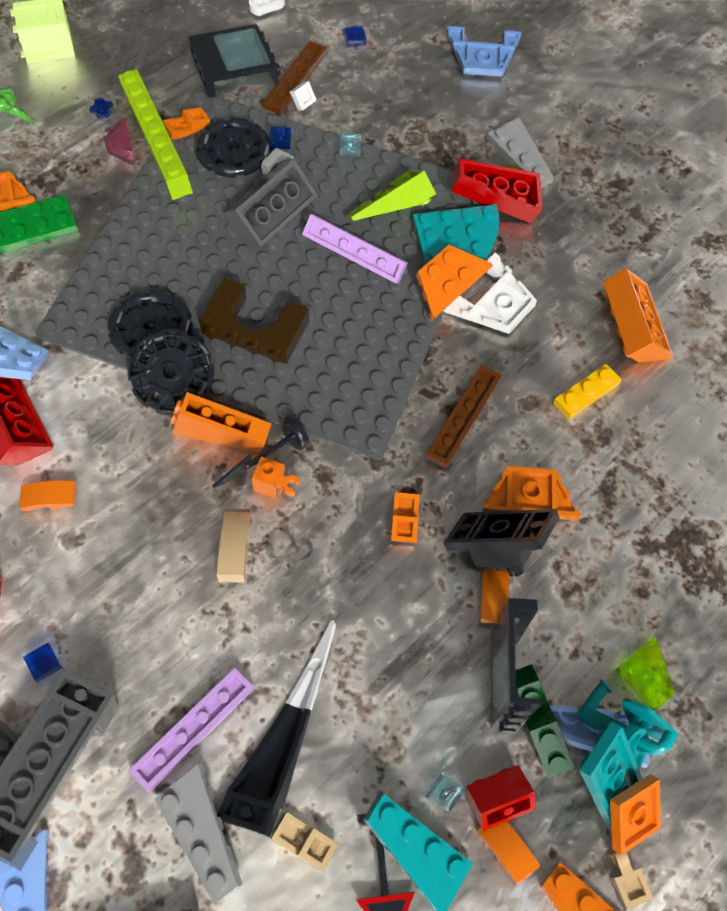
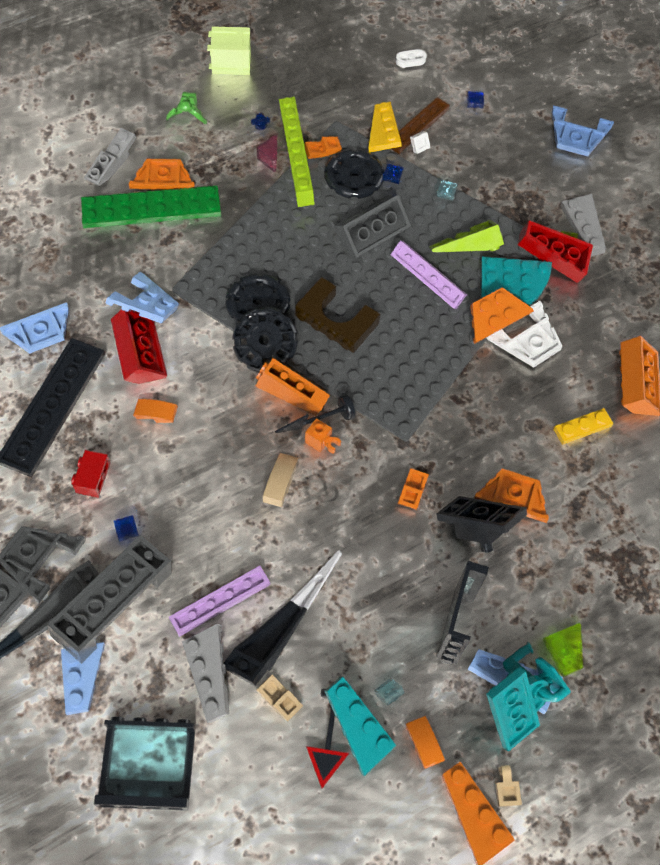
camera: 15 degrees right, 0 degrees up
(232, 55) = (372, 99): panel -> none
(257, 94) = (384, 129): none -> yellow wing
(273, 160) = (384, 190): light grey bracket -> none
(463, 417) = (479, 423): reddish brown plate -> none
(493, 594) = (466, 553): orange slope -> none
(501, 797) = (428, 705): red brick -> none
(543, 724) = (473, 660): dark green arch -> none
(635, 814) = (524, 741): orange plate -> none

